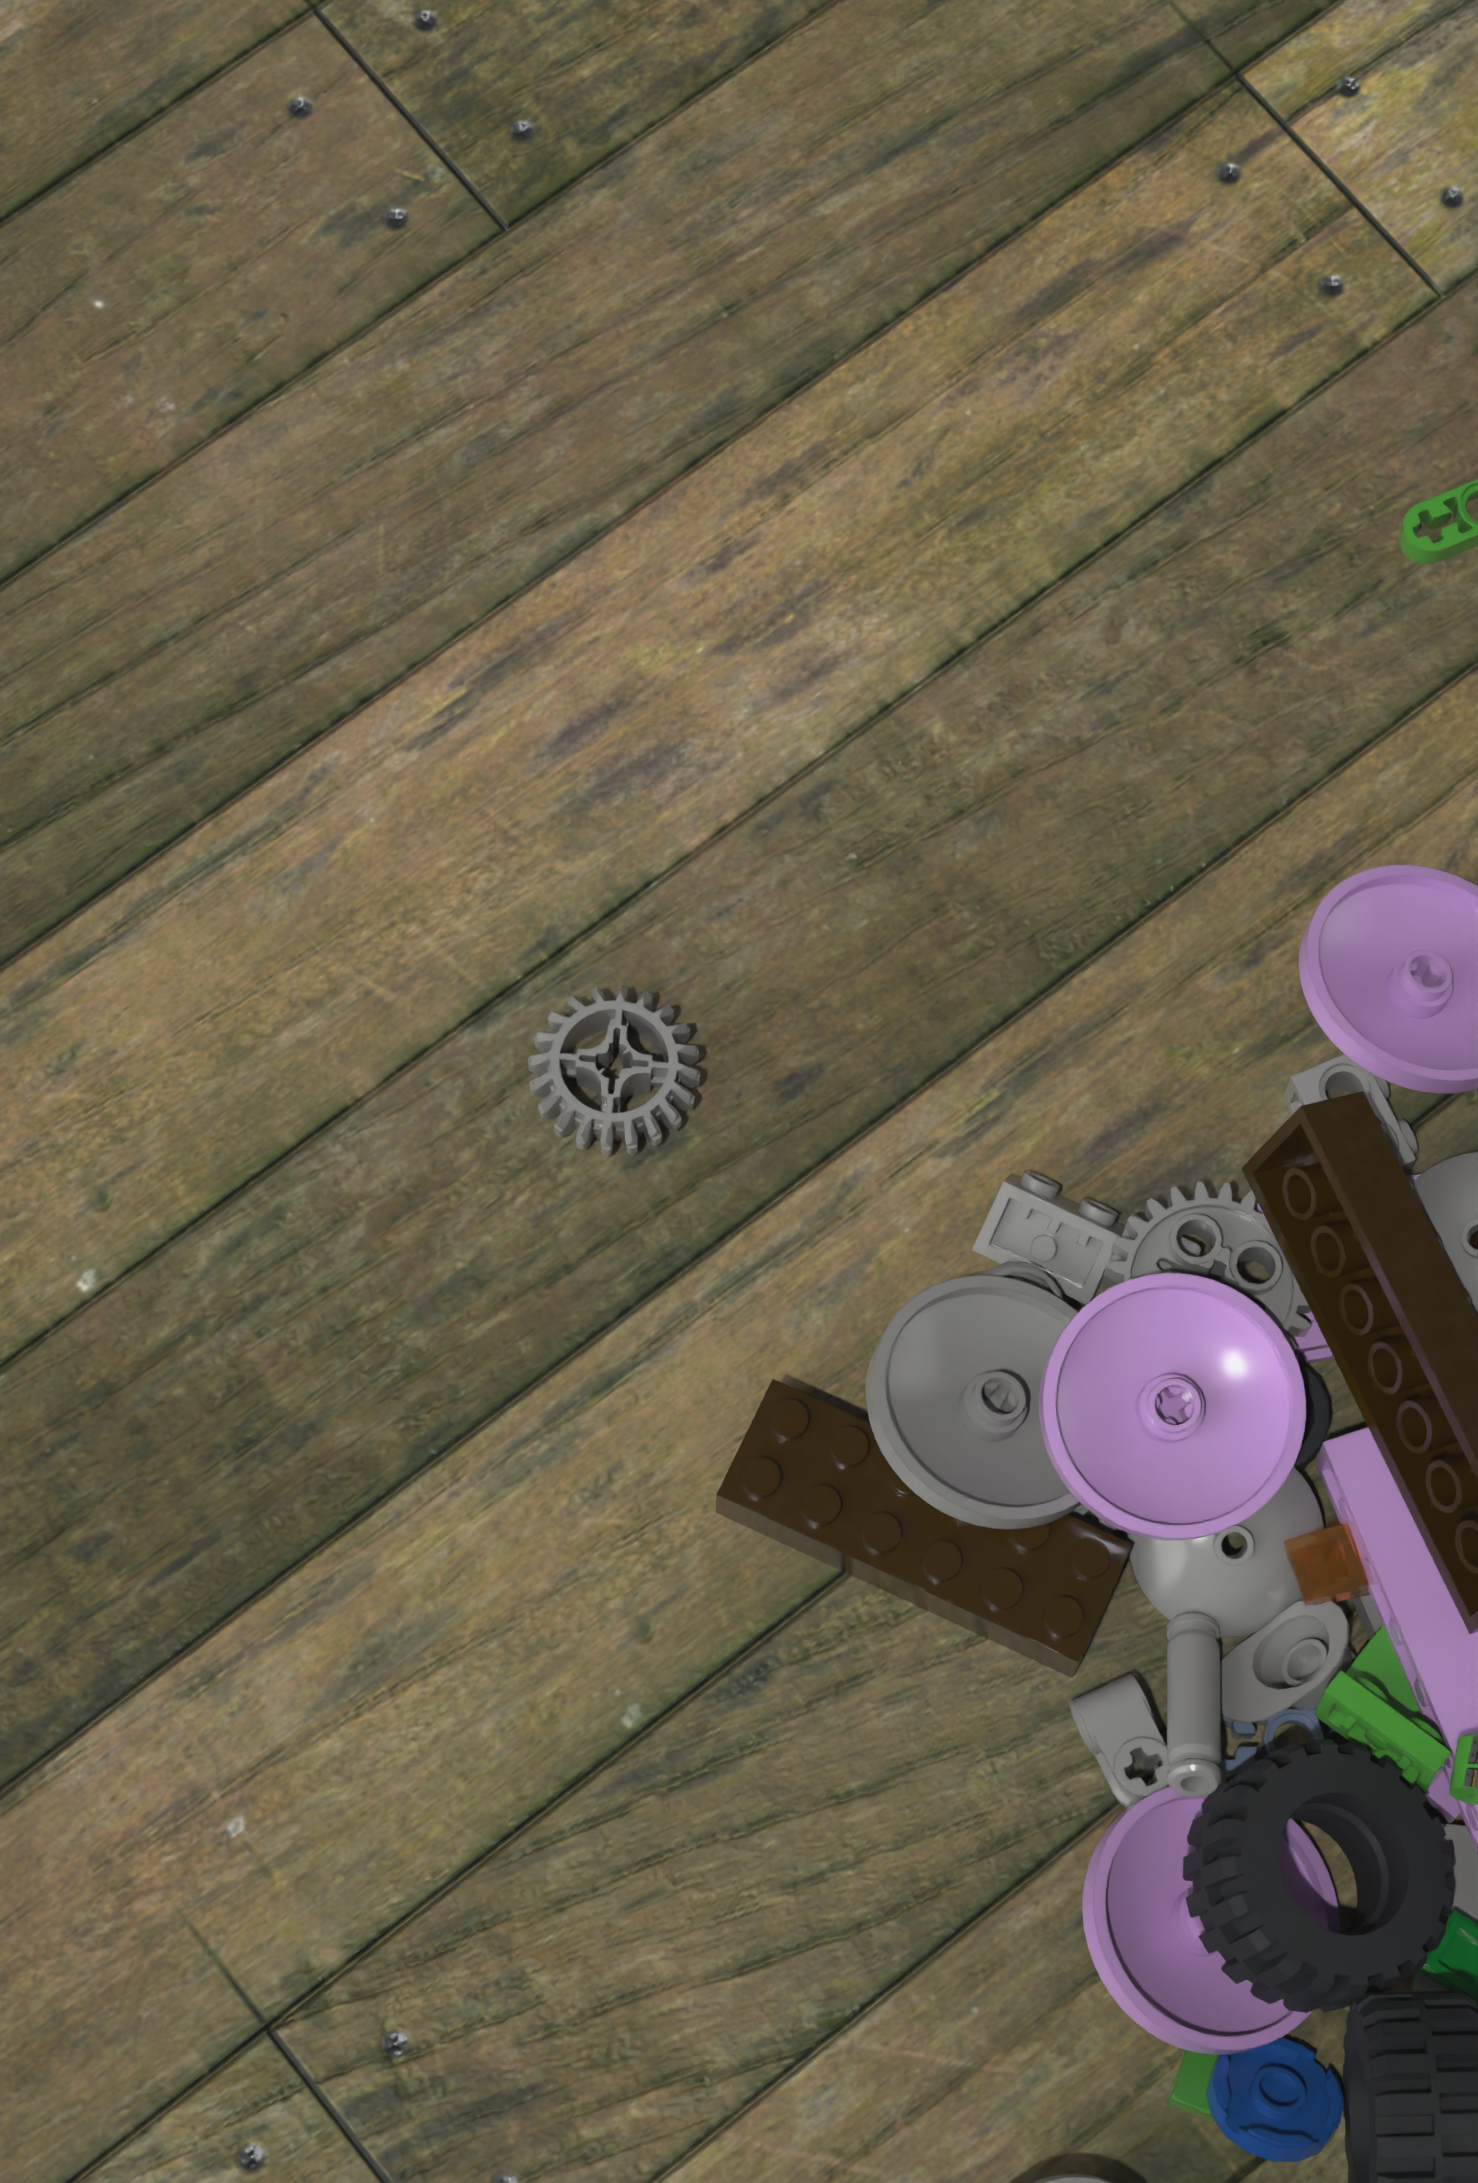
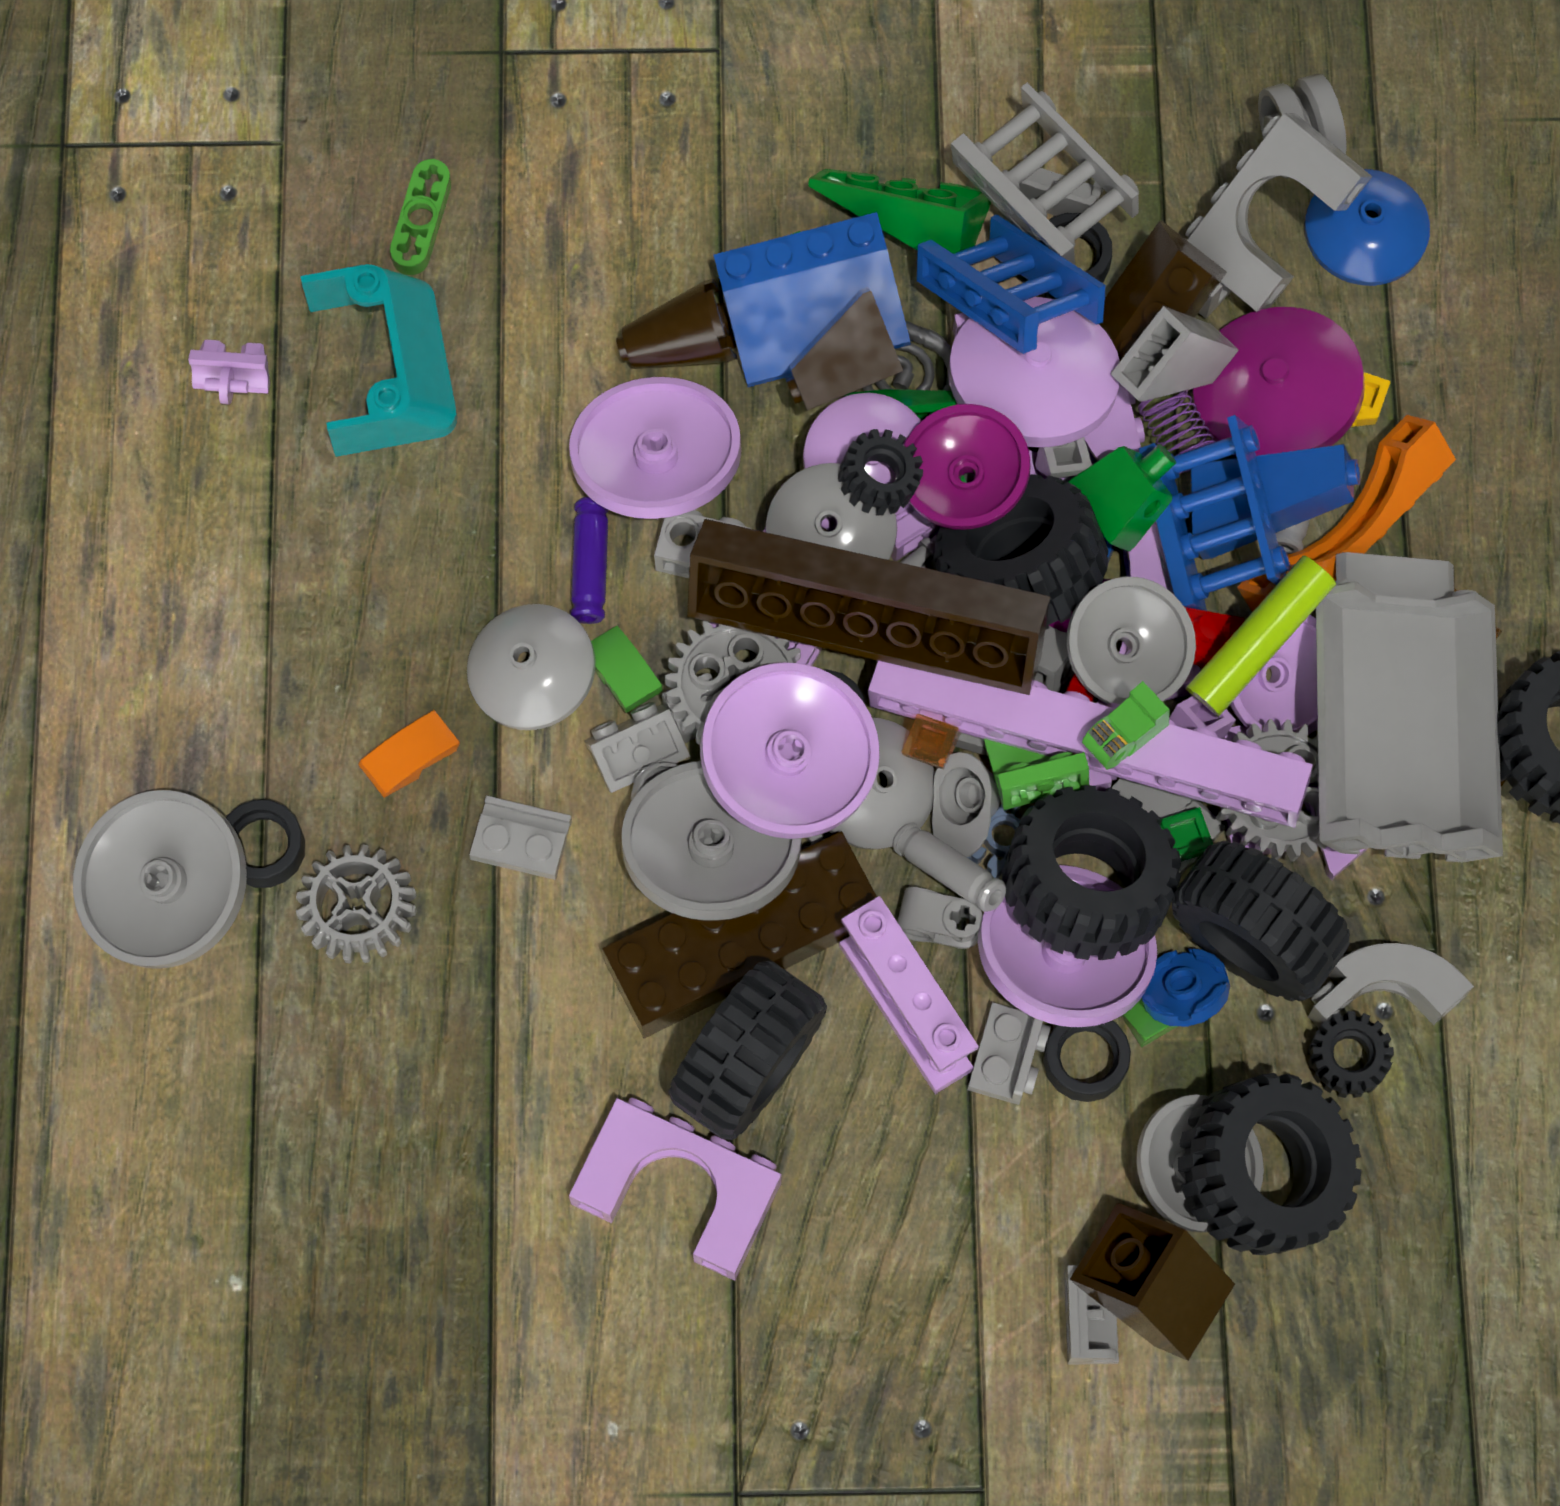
camera: 50 degrees left, 0 degrees up
(469, 837) = (159, 879): none -> light grey dish
(582, 1590) = (637, 1138): none -> lavender arch
(591, 870) = (295, 853): none -> black tyre
(776, 1633) = (747, 1050): none -> black tyre
(836, 991) = (408, 752): none -> orange slope
(839, 1192) = (520, 837): none -> light grey plate
(996, 1771) = (907, 995): none -> lavender fence
(1025, 1948) = (1006, 1054): none -> light grey bracket
(1055, 1077) = (545, 685): none -> light grey dish
(1065, 2085) = (1081, 1090): none -> black tyre
(1116, 451) = (229, 372): none -> lavender hips
(1129, 1149) = (624, 670): none -> bright green slope
(1226, 1014) = (589, 561): none -> dark purple axle
(1271, 673) = (421, 397): none -> teal windscreen

